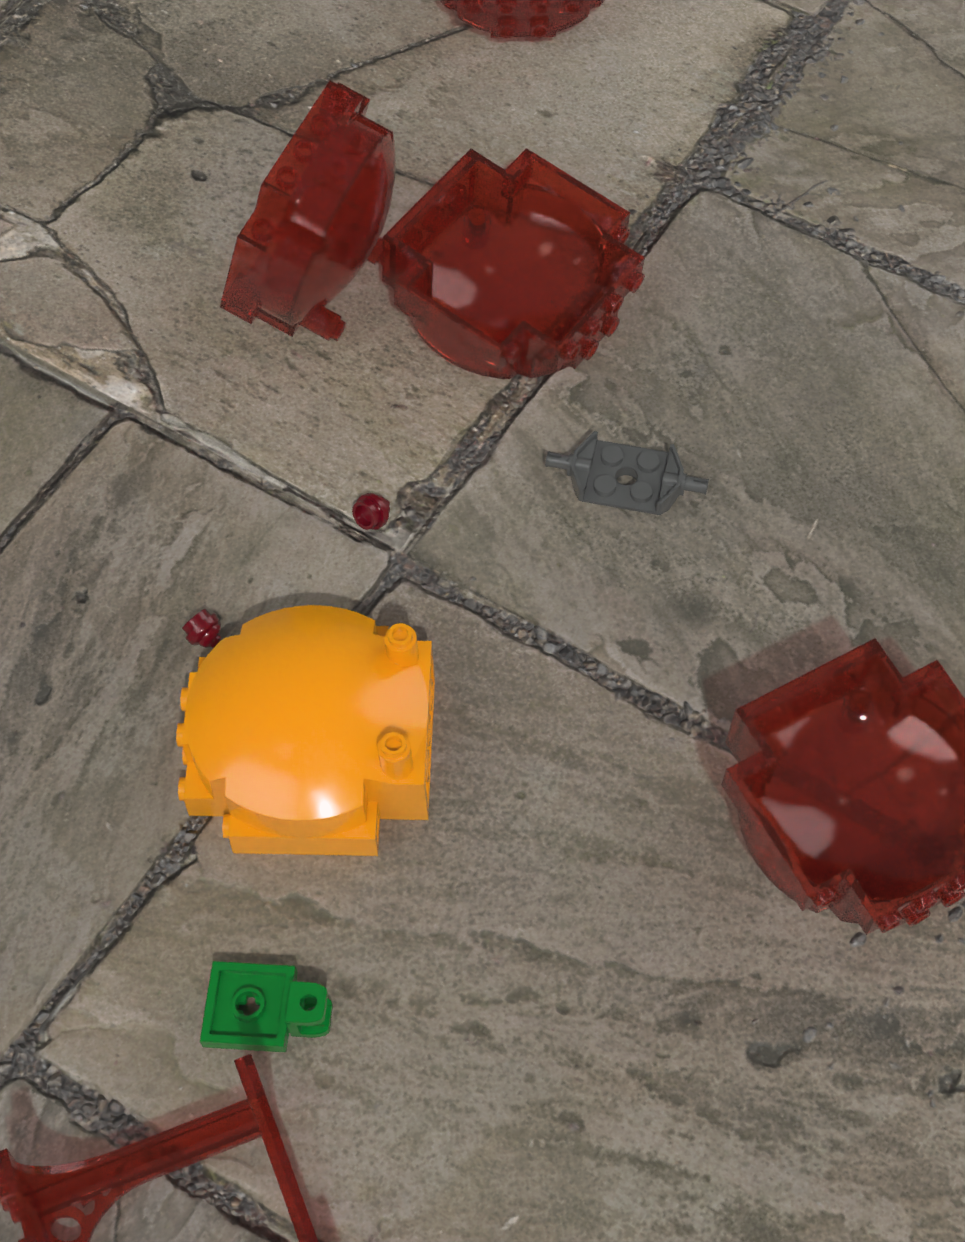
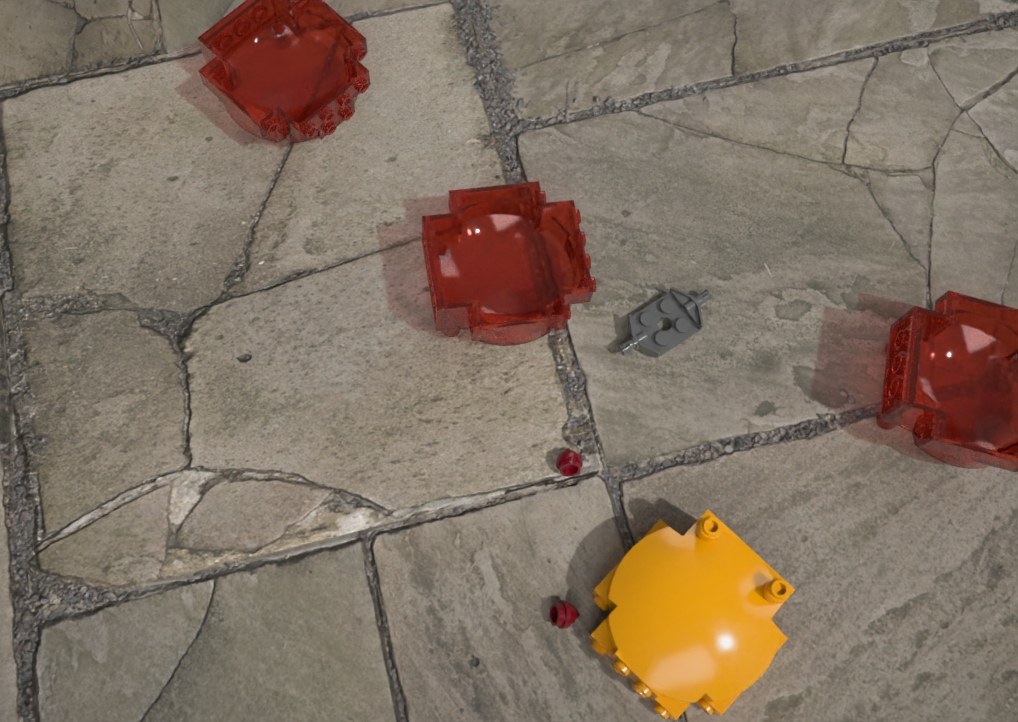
camera: 50 degrees left, 10 degrees up
(315, 219) = (381, 329): clear red windscreen -> none

